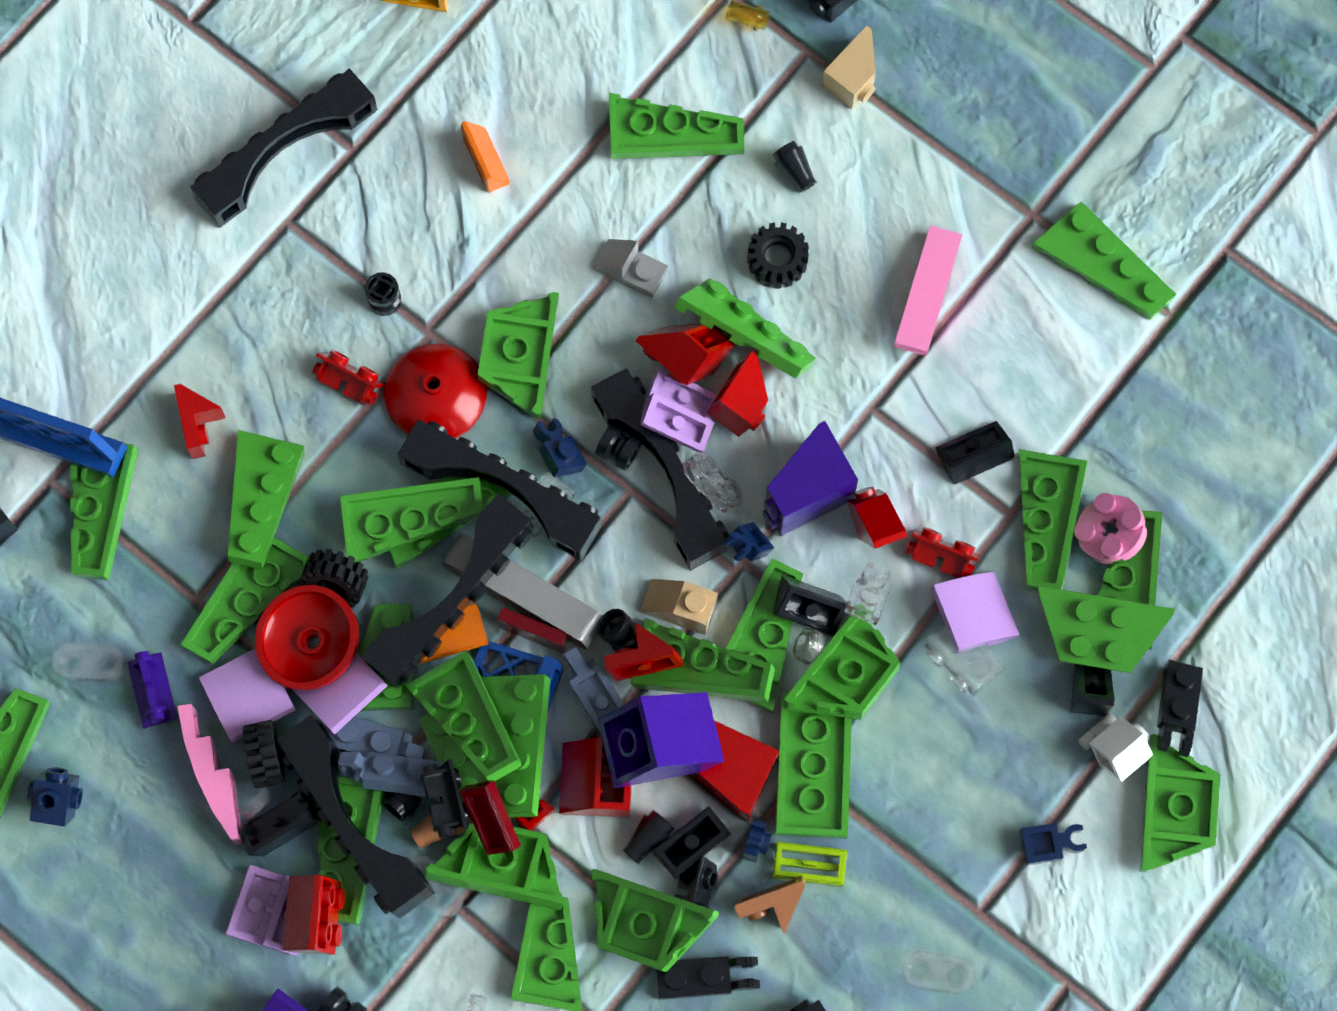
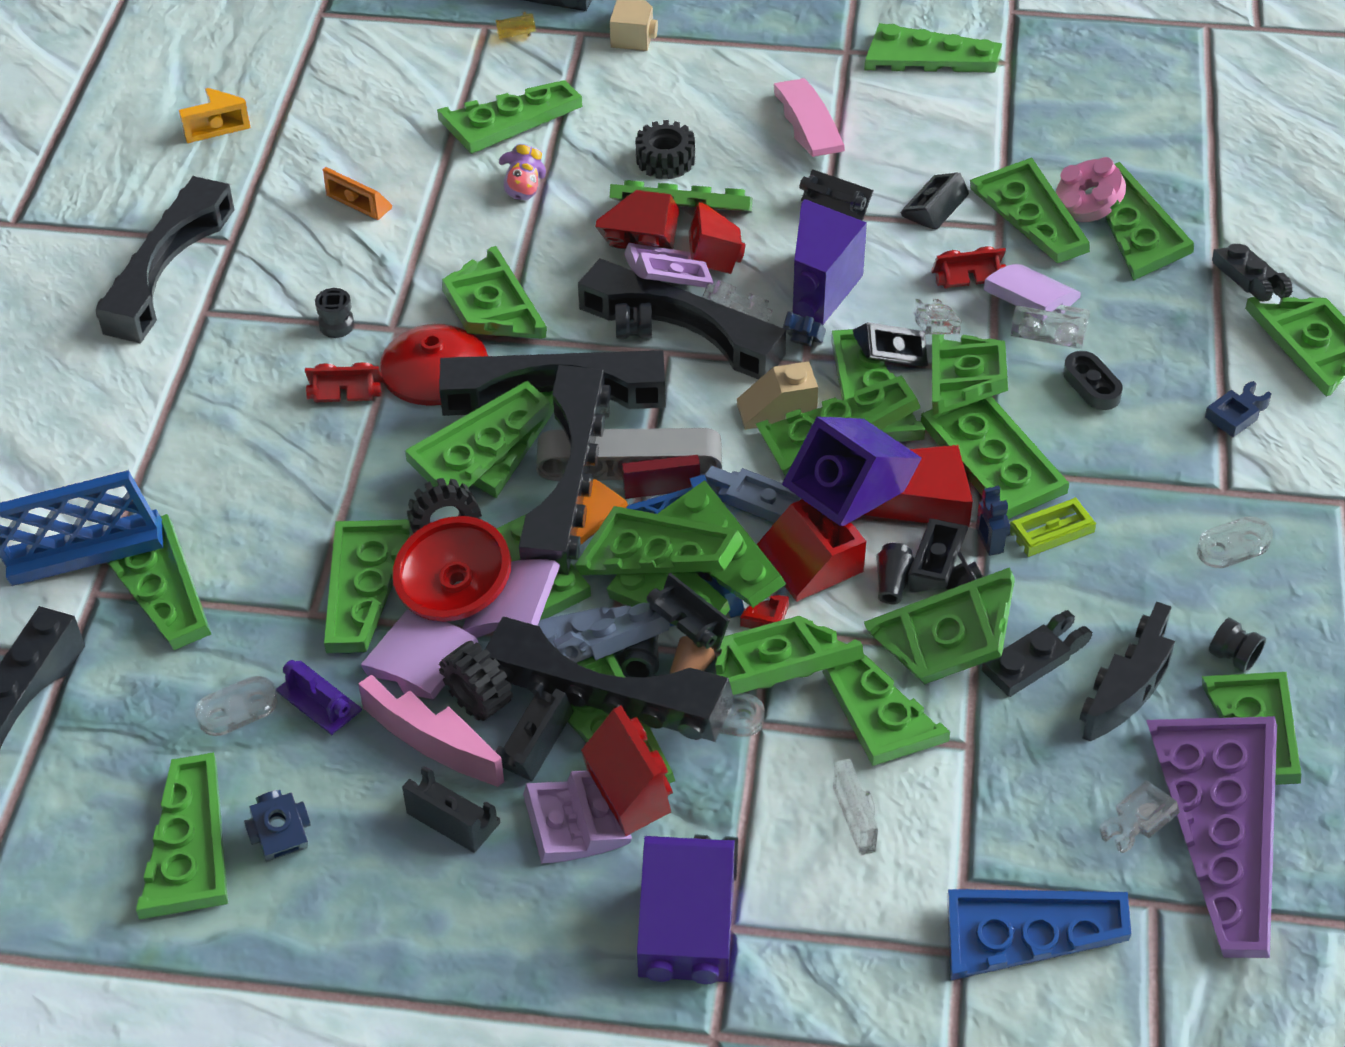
camera: 30 degrees left, 25 degrees down
(186, 851) = (449, 812): none -> black hinge
(194, 413) = (215, 471): red slope -> none
(255, 804) = (496, 729): clear tile -> none
(260, 493) = (321, 495): bright green wing -> none
(490, 817) = (743, 604): dark red tile -> none
(558, 452) = (570, 343): dark blue plate -> none
(617, 630) = (739, 433): black wheel -> none
(630, 267) = (537, 210): light grey slope -> none
(633, 218) = (523, 172): none -> animal
(650, 657) = (783, 434): red slope -> none
(781, 897) = (1055, 555): nougat slope -> none
(795, 166) = (631, 92): black cone -> none
(808, 645) = (916, 372): clear tile -> none
(875, 518) = (897, 259): red slope -> none
(888, 399) = (836, 194): none -> black hinge
(953, 740) = (1092, 380): none -> black plate
(1092, 691) = (1175, 297): black slope -> none
(1101, 629) = (1143, 248): bright green wing -> none
(1117, 745) = (1232, 316): white brick -> none

